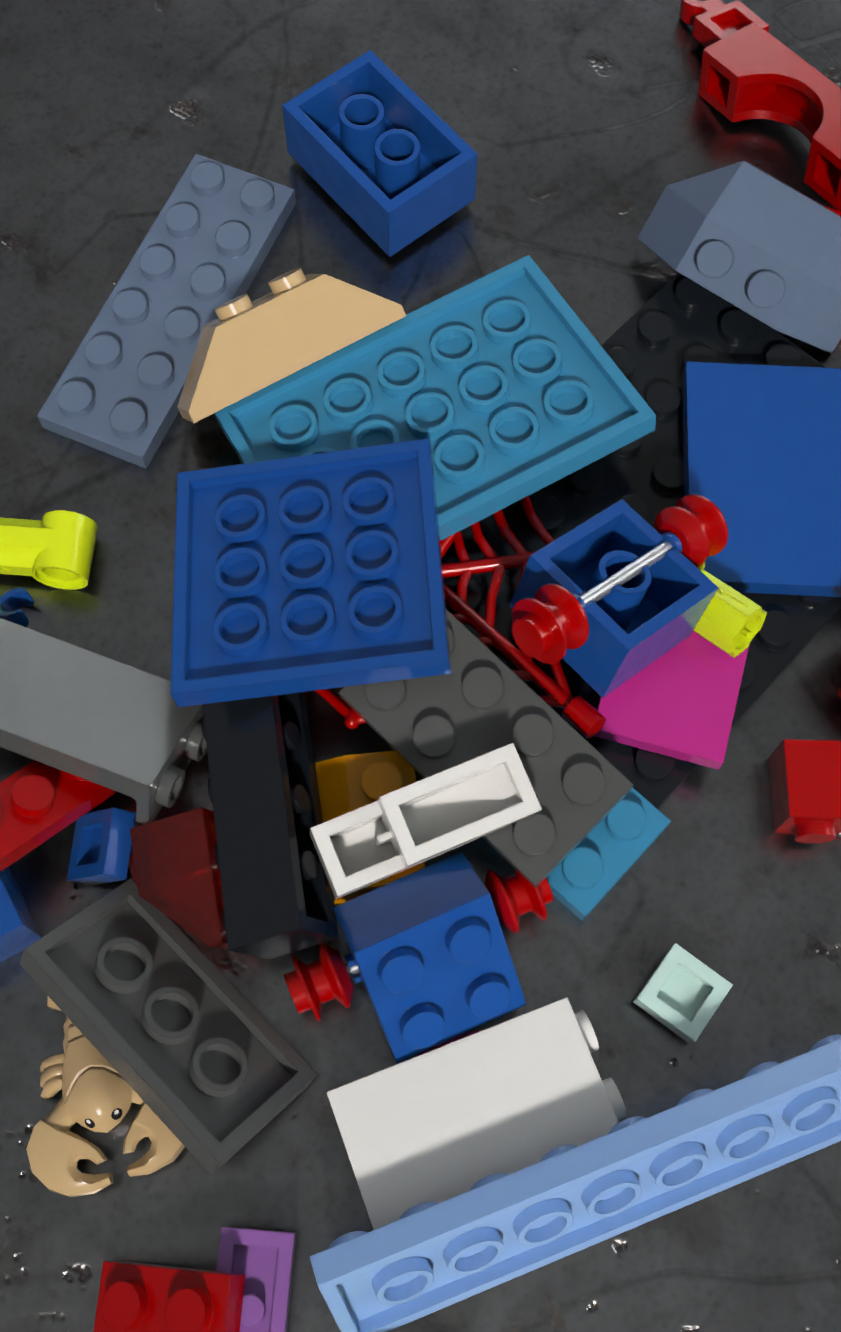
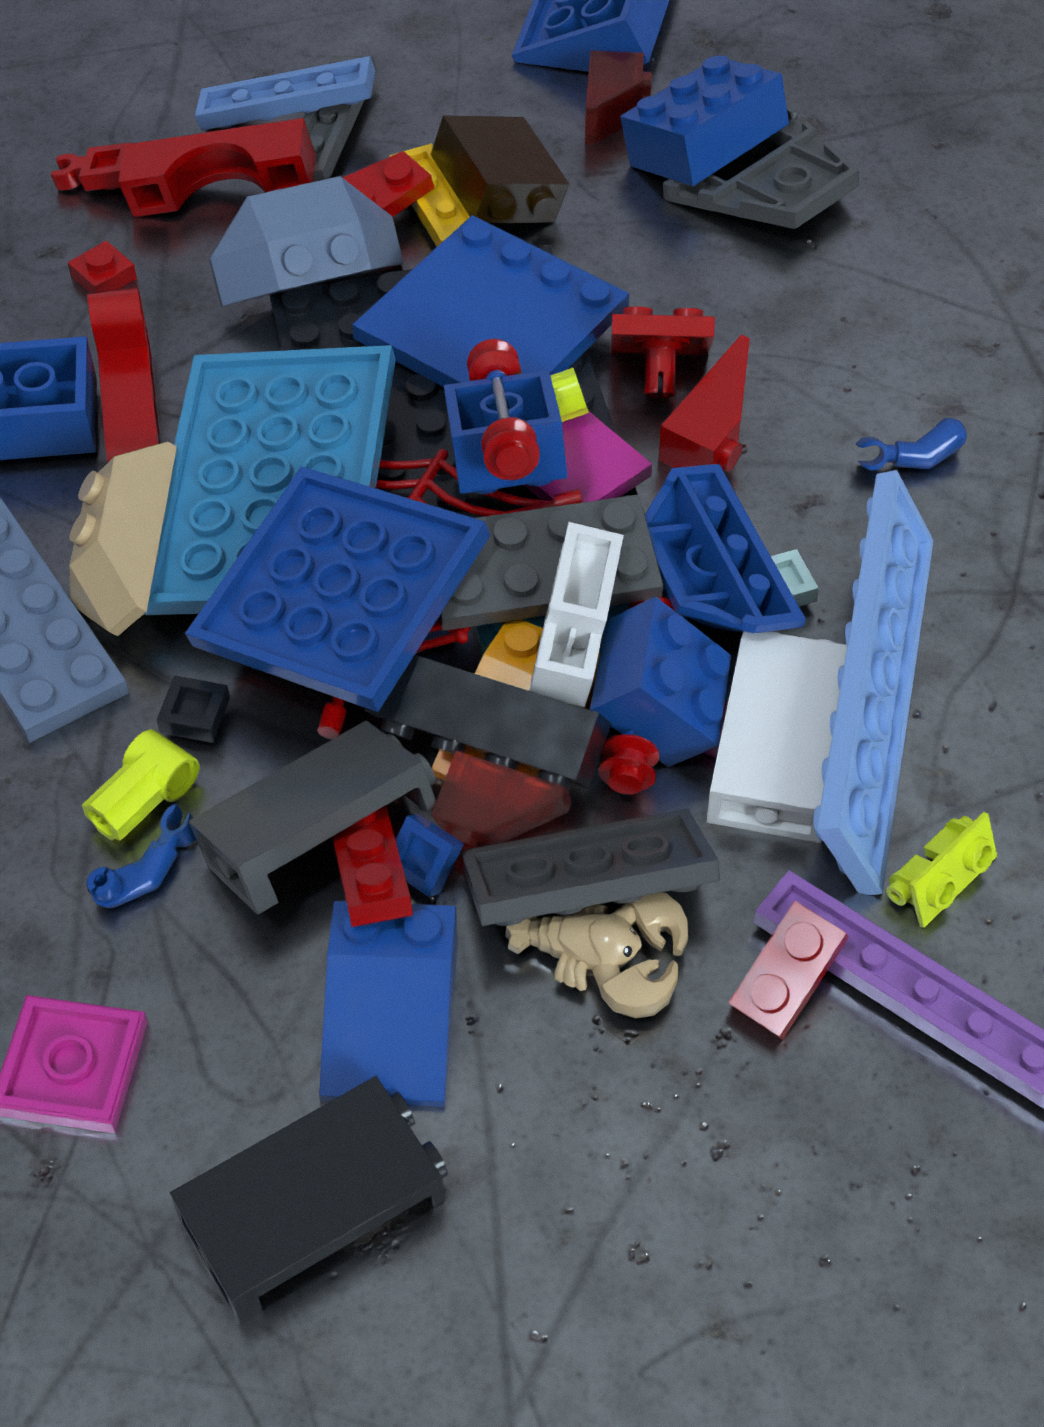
camera: 55 degrees left, 15 degrees down
(144, 533) = (193, 709): none -> black plate
(474, 227) = (124, 371): none -> red beam
(607, 114) = (102, 269): none -> red plate
(633, 910) = (714, 556): none -> blue wedge

